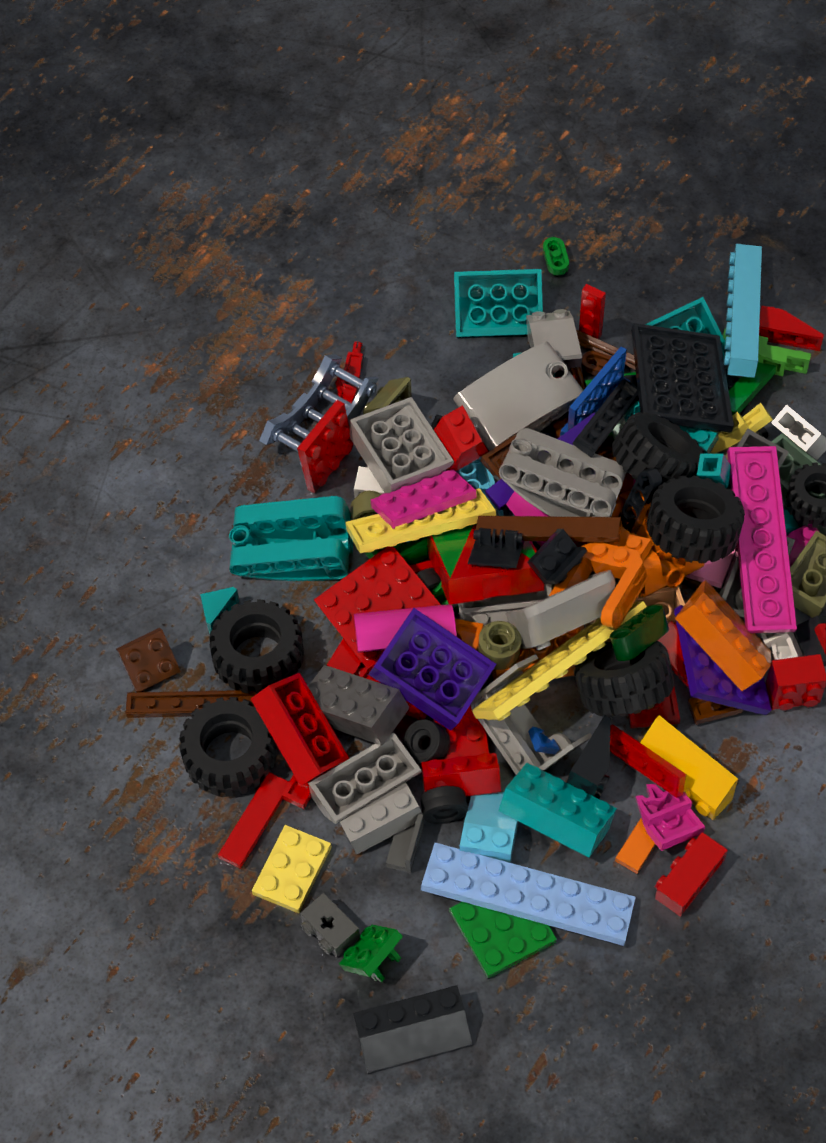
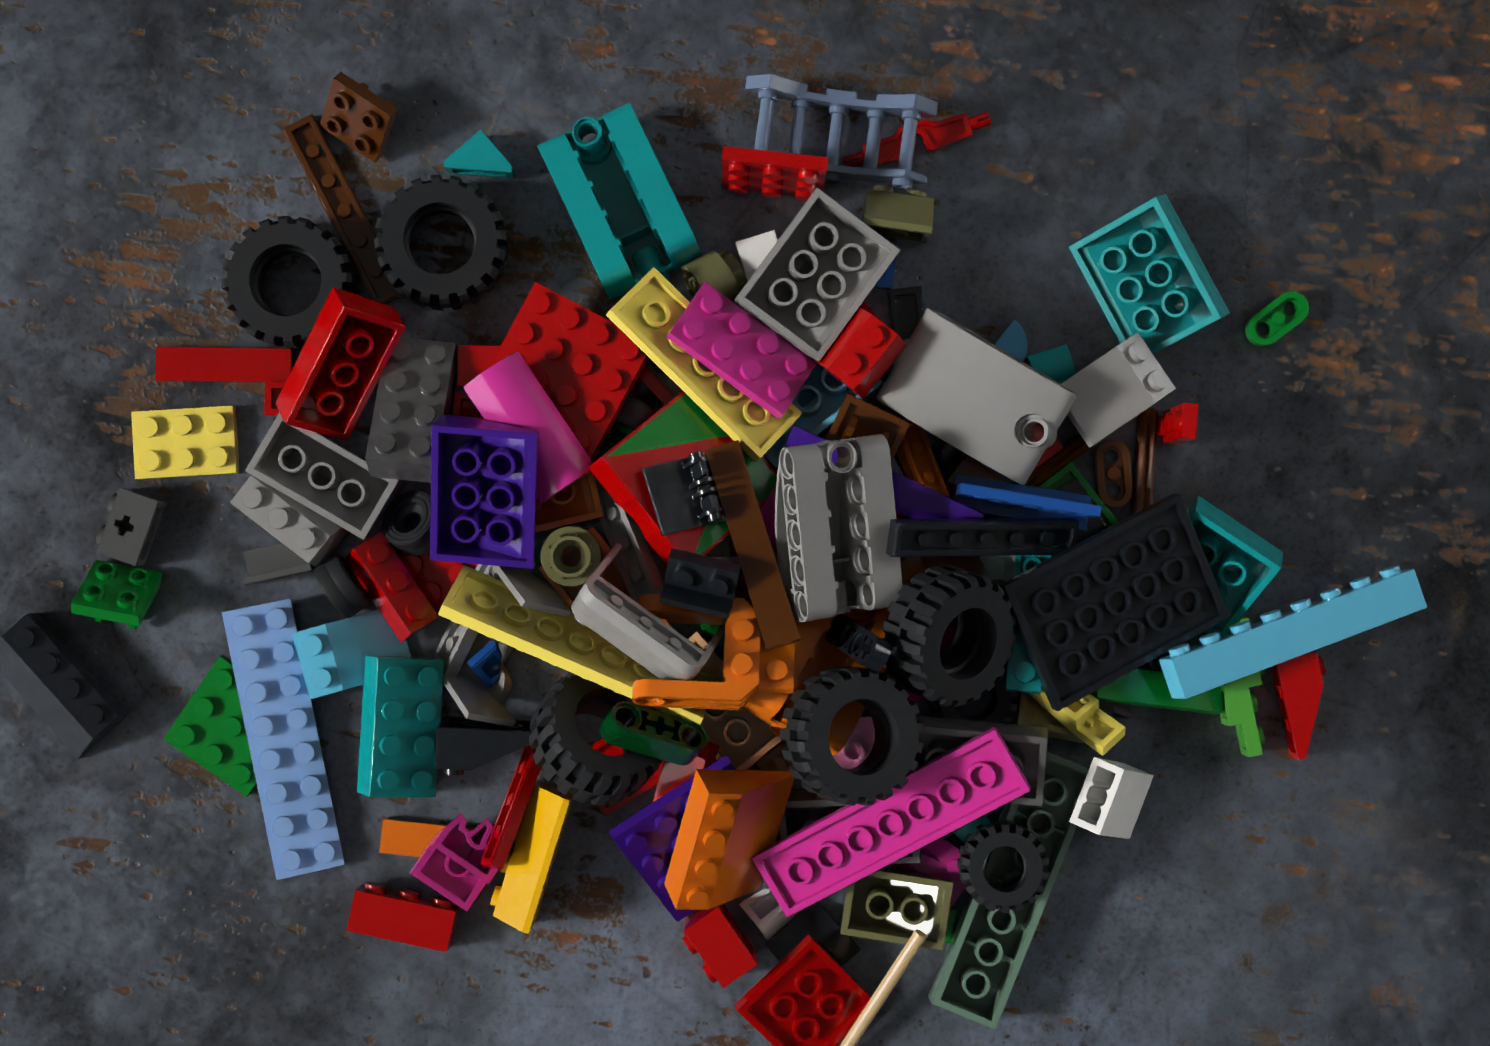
camera: 55 degrees right, 30 degrees up
(715, 468) = (946, 725): teal brick -> none

